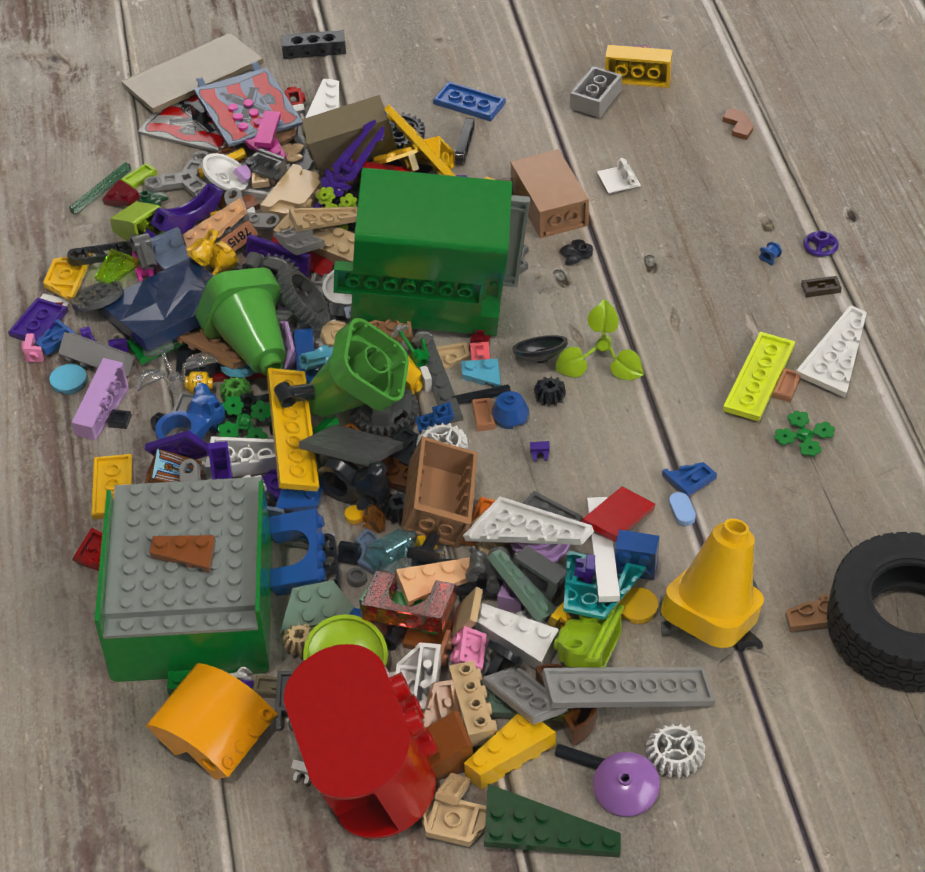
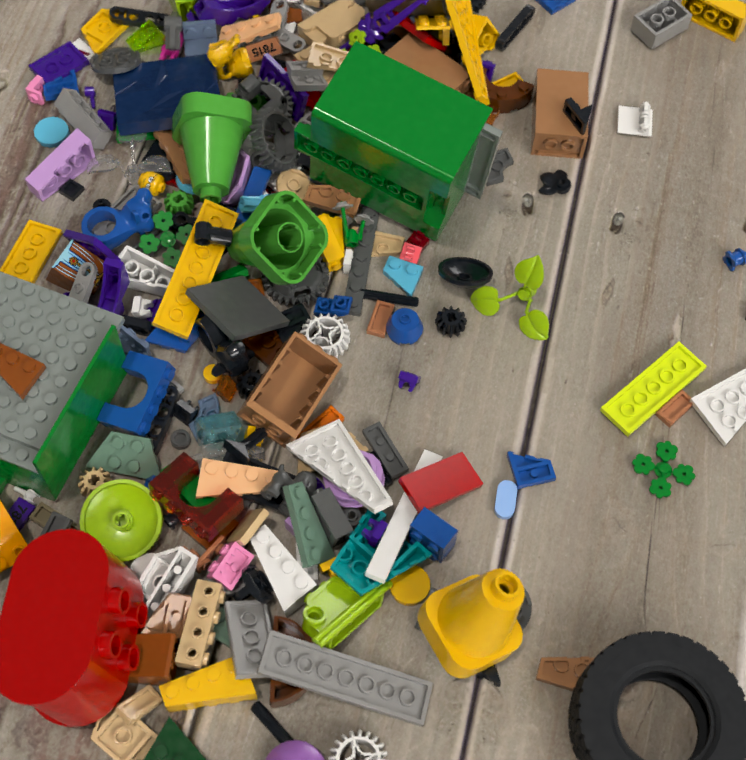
camera: 20 degrees right, 15 degrees up
(570, 184) = (577, 116): none -> black slope

